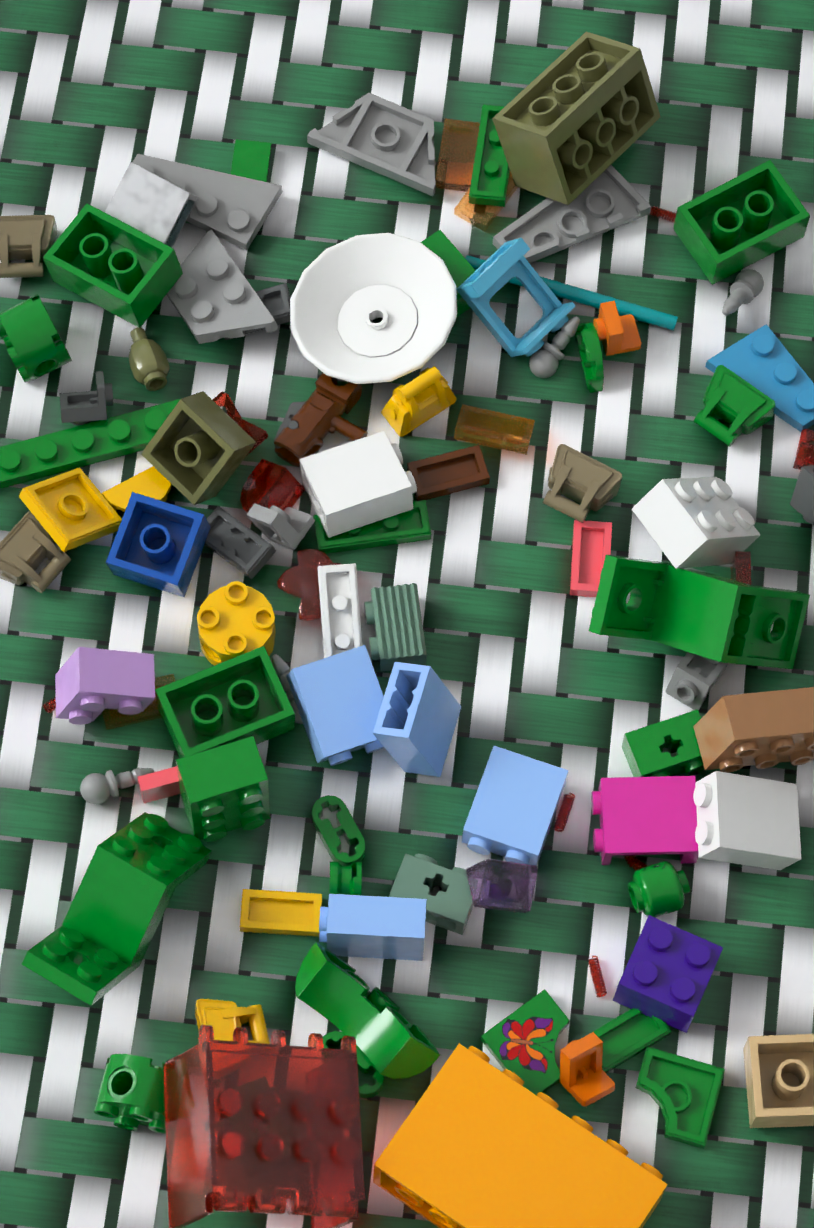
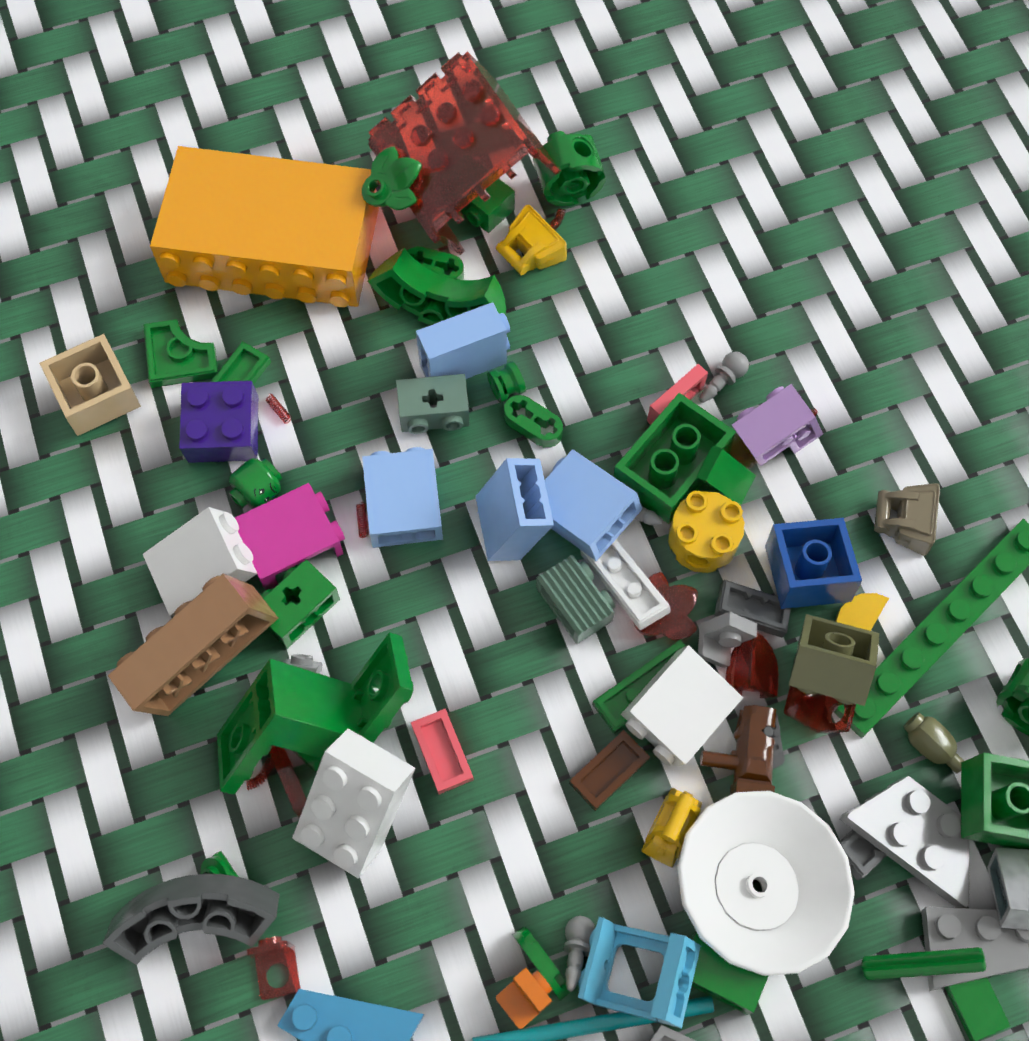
camera: 155 degrees right, 0 degrees up
(71, 509) = (903, 565): yellow tile -> none
(87, 406) = (956, 668): dark grey bracket -> none
(117, 907) = (661, 271): green bracket -> none
(188, 661) = (726, 475): none -> green tile
(224, 789) = (633, 377): green brick -> none
(279, 202) = (924, 963): none -> green axle
(280, 912) = (544, 345): yellow tile -> none
(361, 1120) = (395, 178): none -> green plate
(494, 429) = (590, 831): clear orange tile -> none
(502, 885) = (382, 422): clear purple slope -> none
(527, 1042) = (309, 336): green tile -> none
(582, 481) = (484, 815): dark tan piece -> none
(582, 1070) = (253, 326): orange bracket -> none
(735, 403) = (375, 977): green piece -> none

